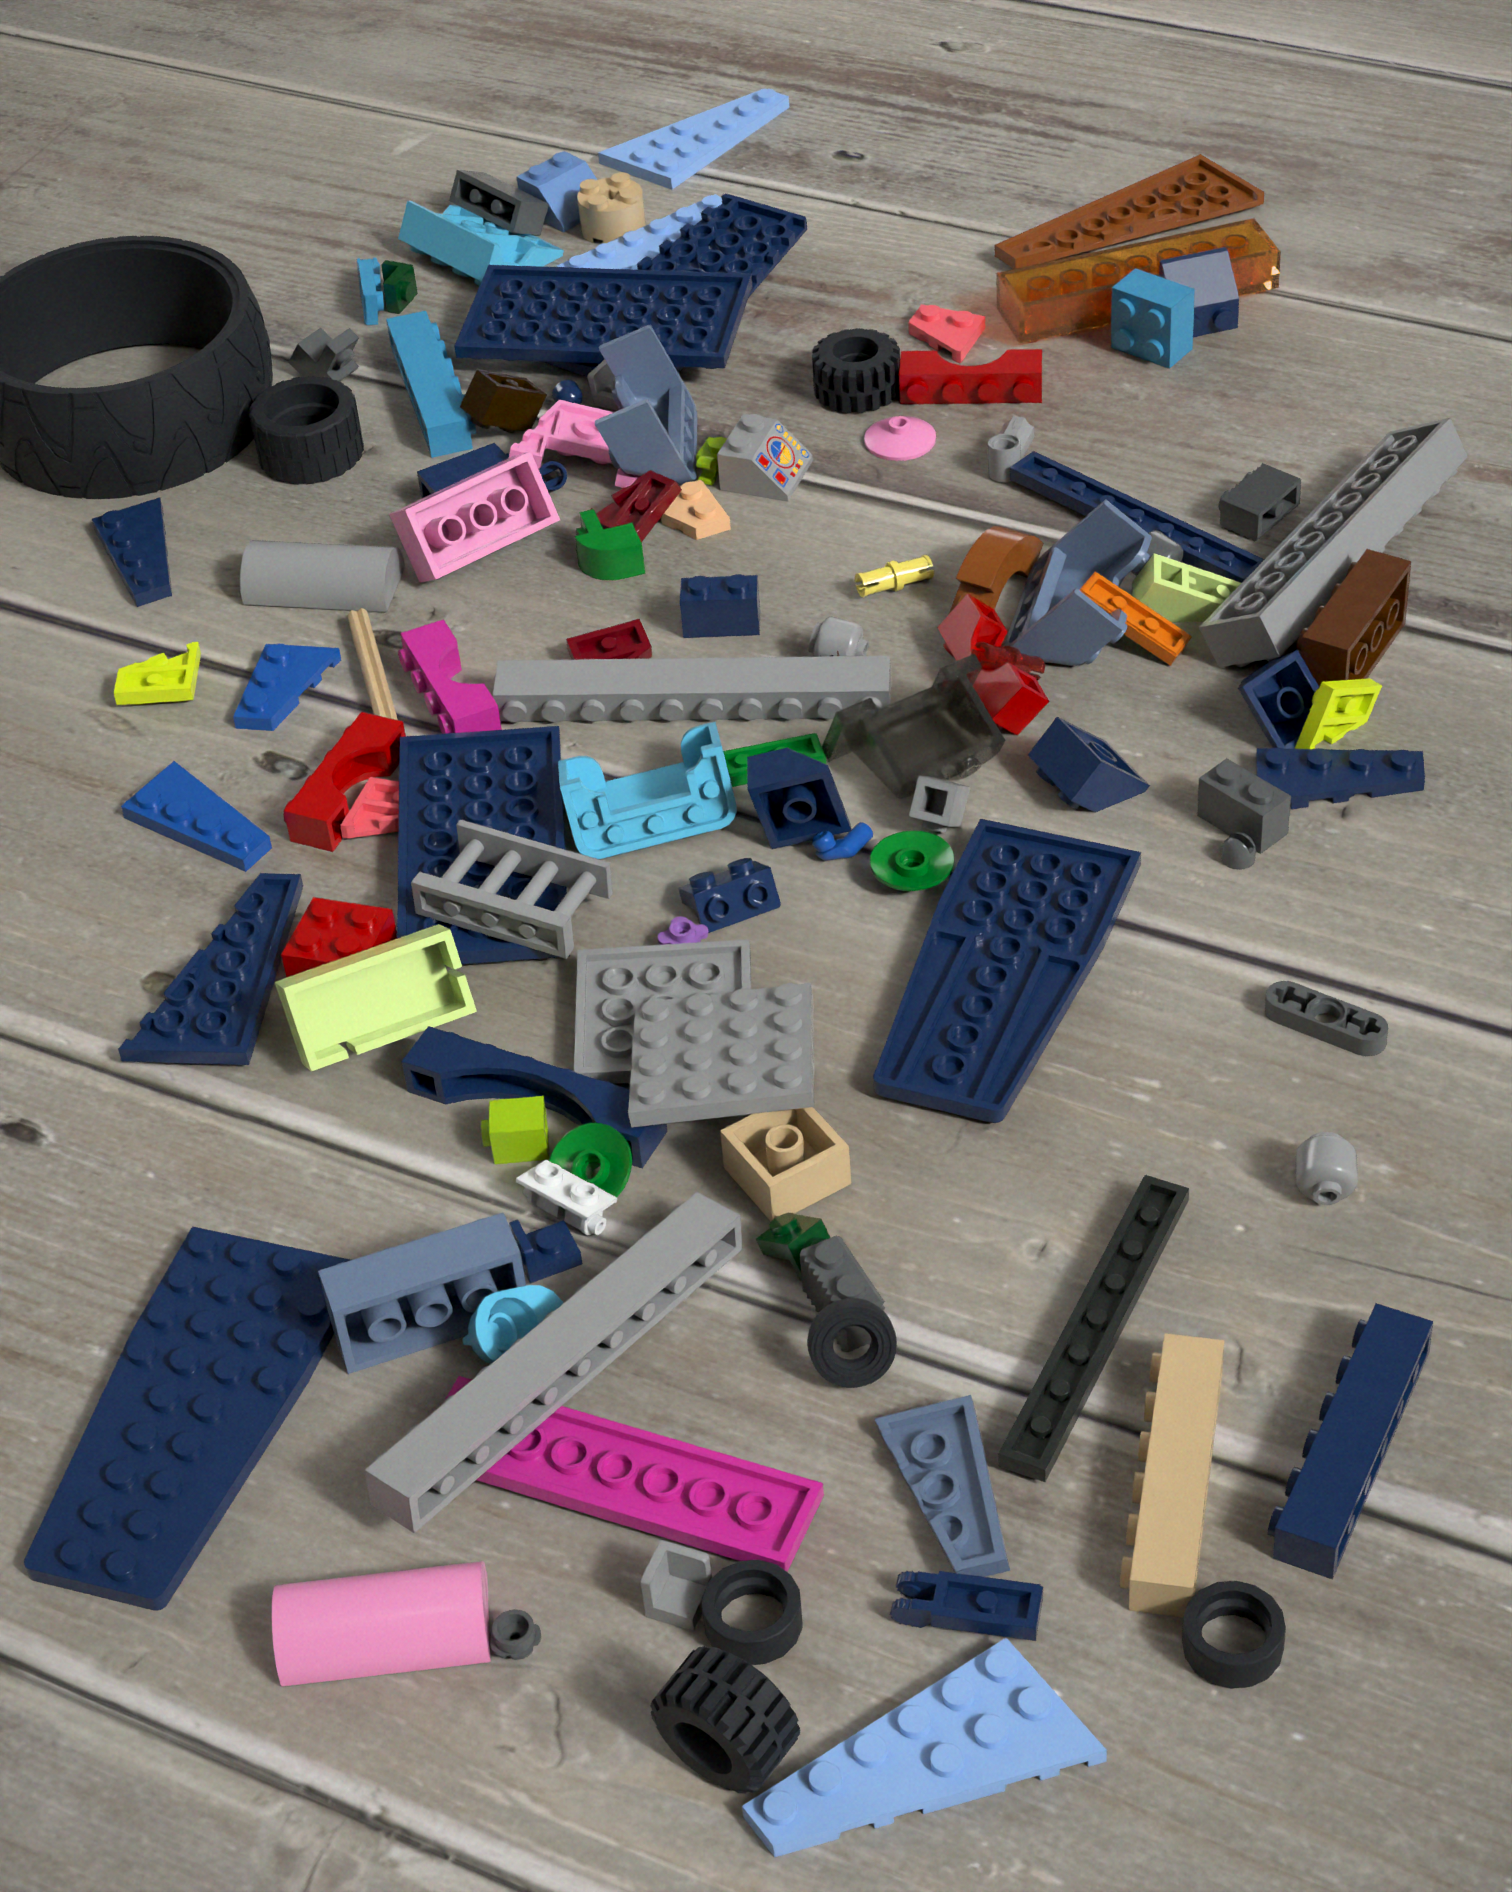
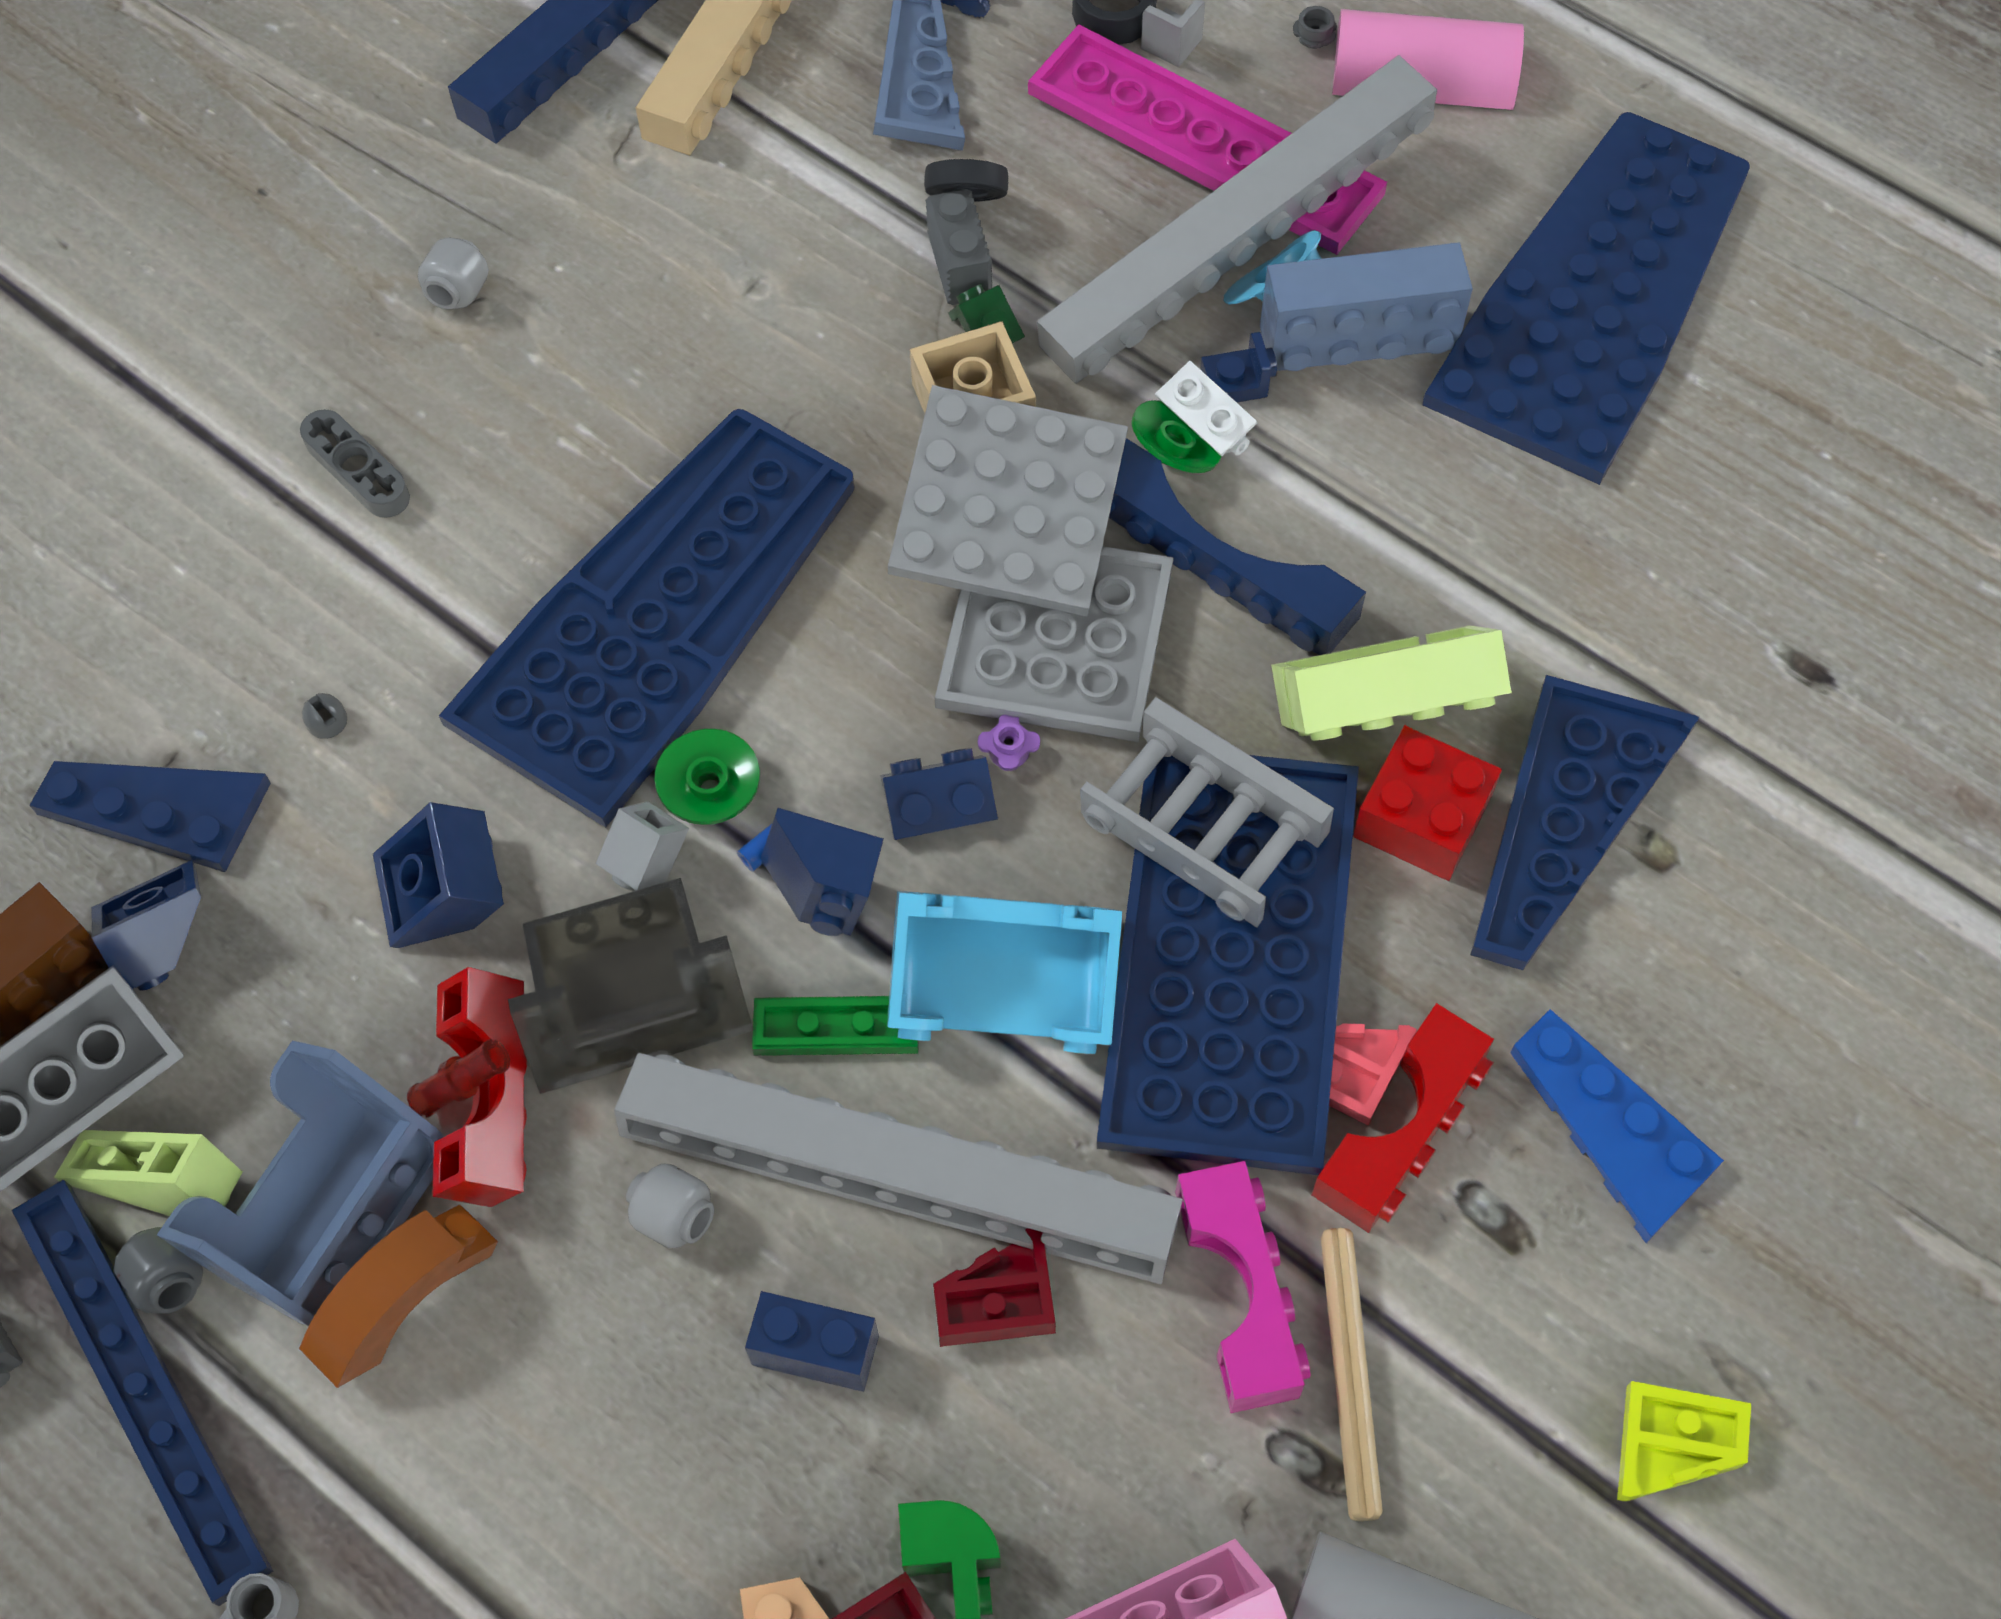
camera: 170 degrees left, 20 degrees up
(278, 681) = (1491, 1389): blue wing -> none
(517, 1130) = (1246, 505): lime brick -> none
(894, 576) = (572, 1353): light yellow pin -> none
(1093, 1329) = (730, 185): pearl dark grey plate -> none
(1143, 623) = (256, 1128): orange tile -> none
(1244, 804) = (286, 757): dark grey brick -> none
(1337, 710) = (98, 871): neon yellow wing -> none

